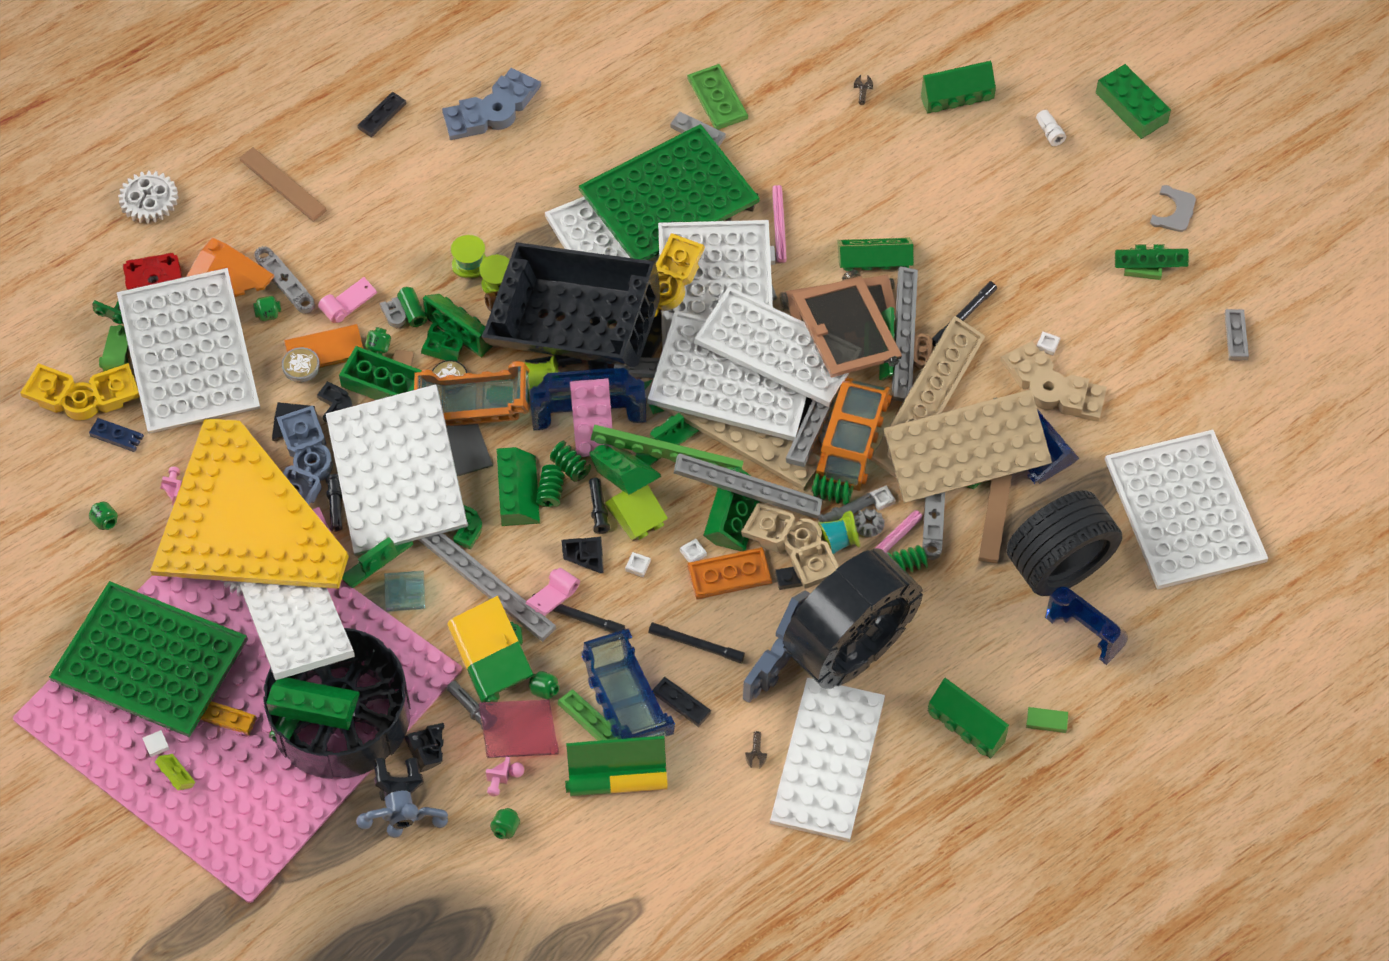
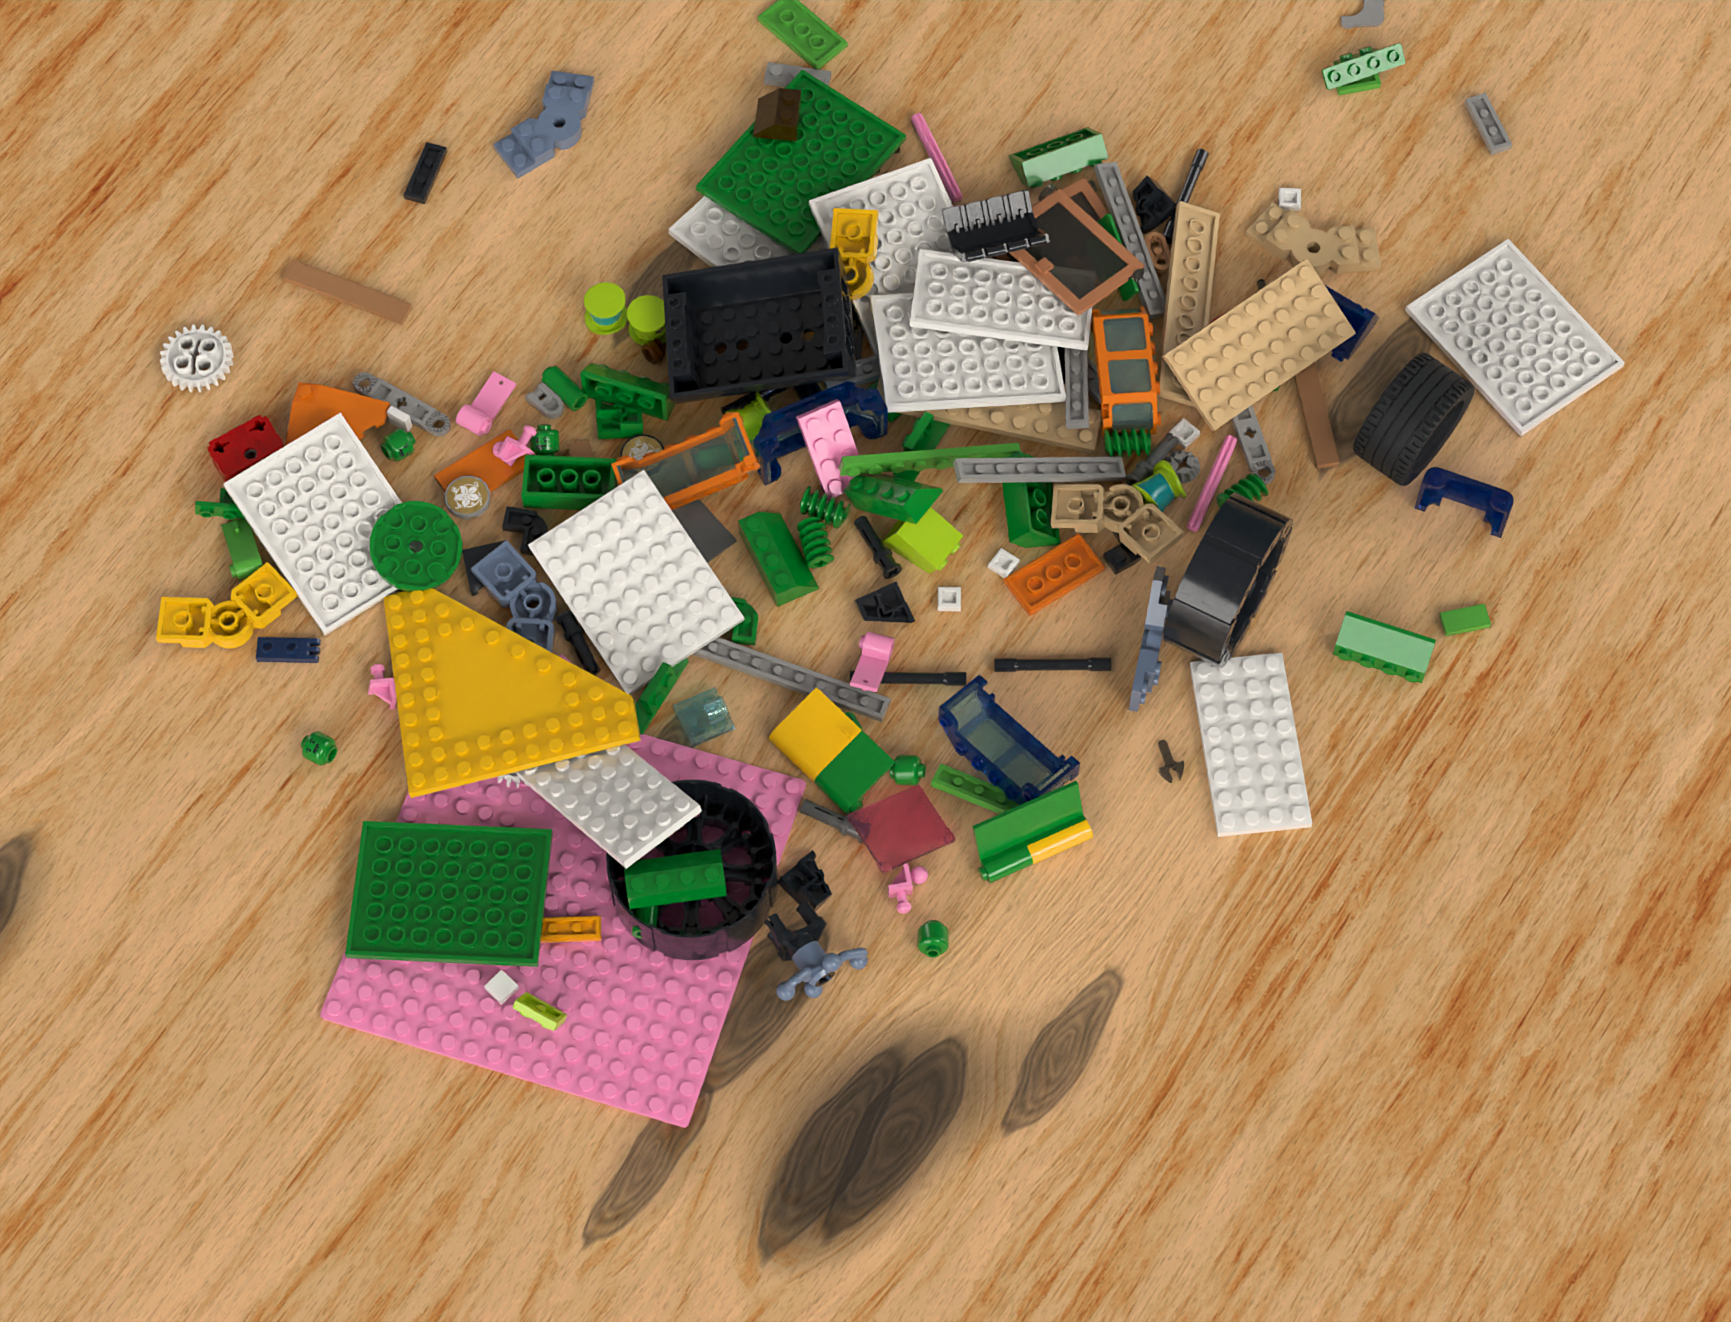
camera: 20 degrees left, 5 degrees up
(237, 369) = (411, 523): none -> green plate
(277, 289) = (399, 419): none -> white tile
(347, 339) = (512, 449): none -> bright pink piece
(665, 152) = (778, 115): none -> dark brown slope
(681, 701) = (1065, 736): black tile -> none
(792, 286) = (992, 226): none -> black hinge
(935, 312) = (1153, 204): none -> black slope

